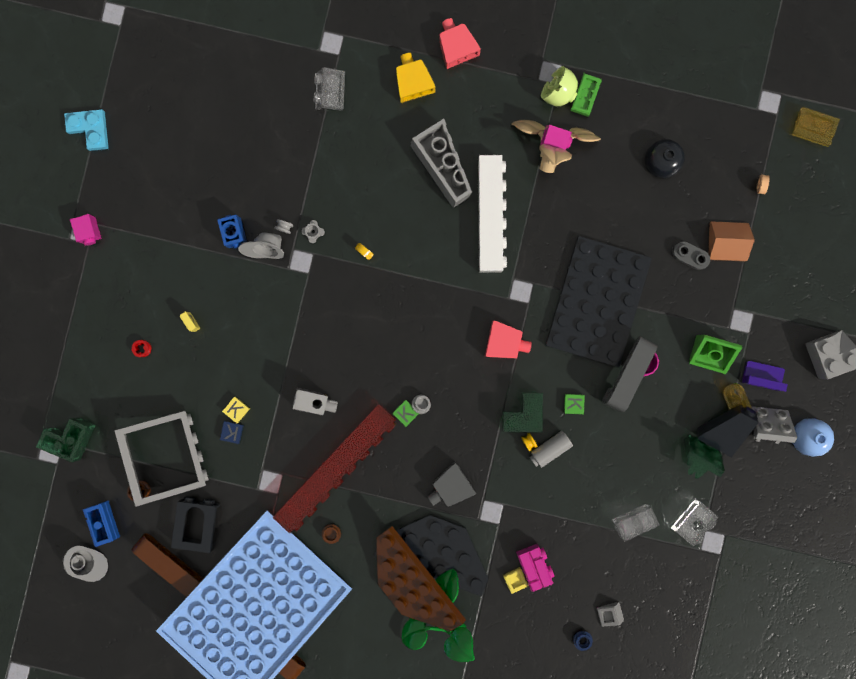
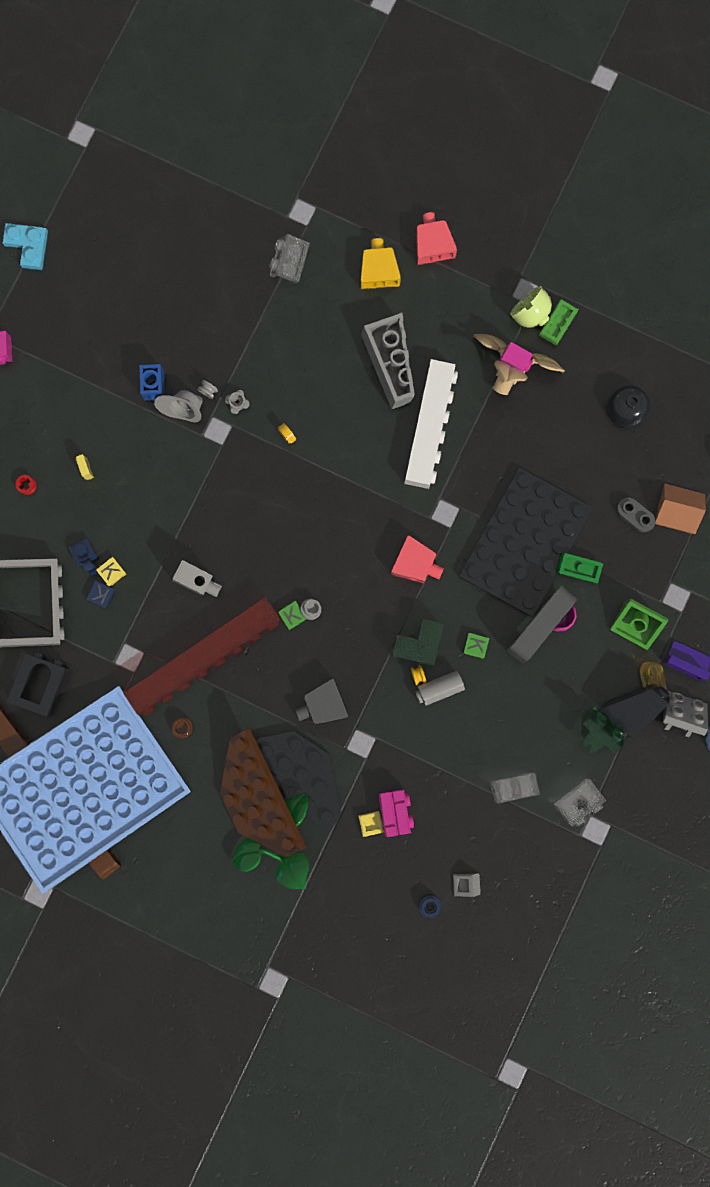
camera: 10 degrees right, 5 degrees down
(208, 400) = (83, 555): none -> dark blue plate
(651, 315) = (579, 567): none -> green plate

